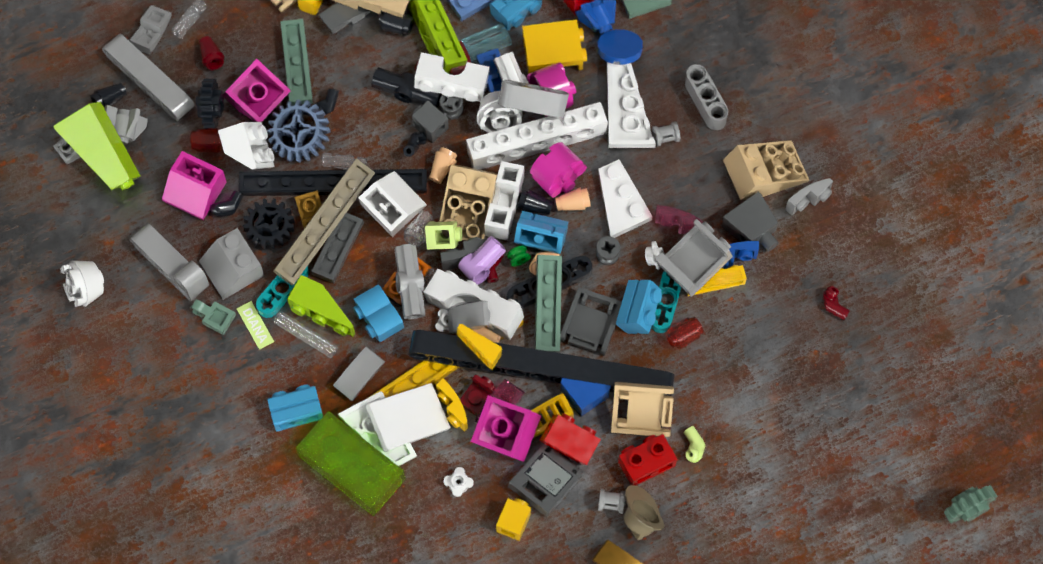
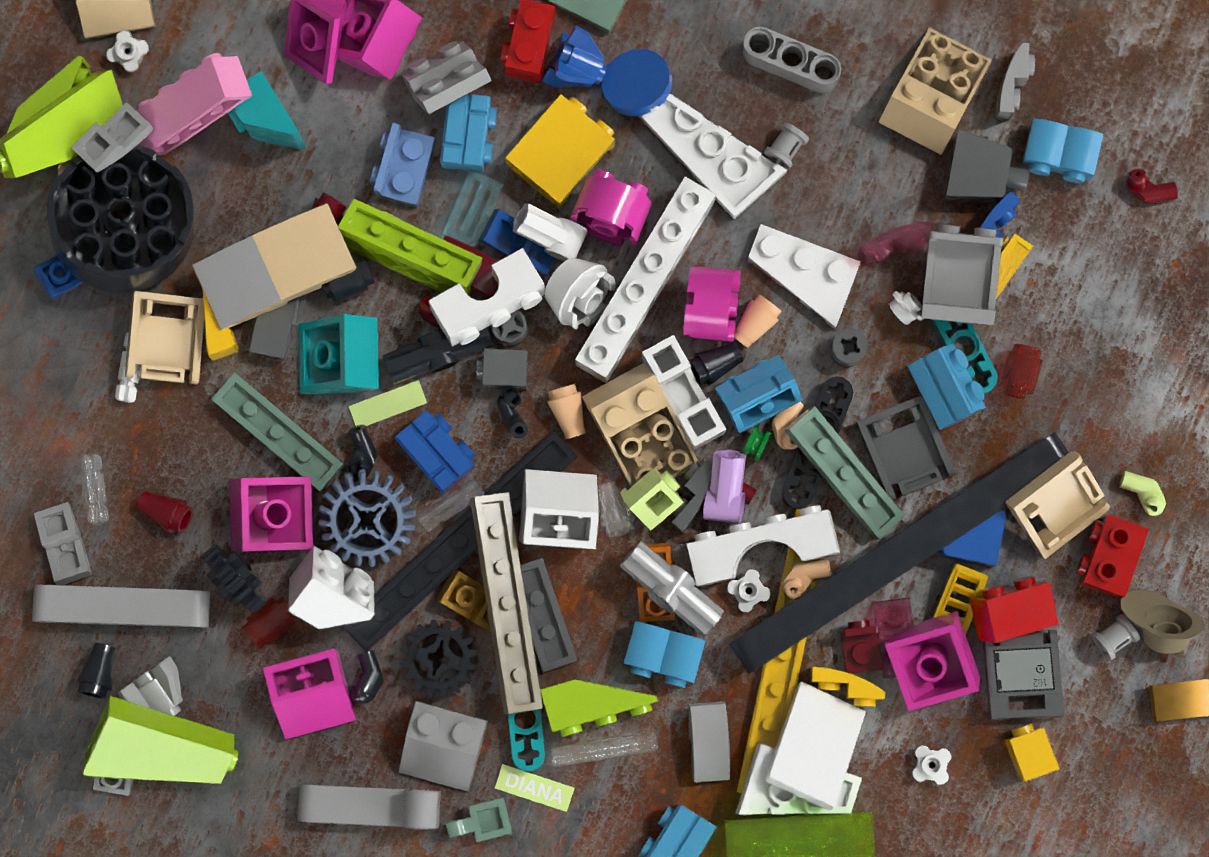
camera: 40 degrees left, 15 degrees up
(359, 51) = (338, 355): none -> teal slope
(360, 130) = (436, 451): none -> blue brick
(361, 95) = (388, 404): none -> yellowish green sticker
(473, 315) = (780, 573): light grey slope -> none
(484, 348) = (841, 597): yellow slope -> none
(533, 98) = (616, 247): beam -> none
(805, 247) = (1062, 150): none -> dark azure brick

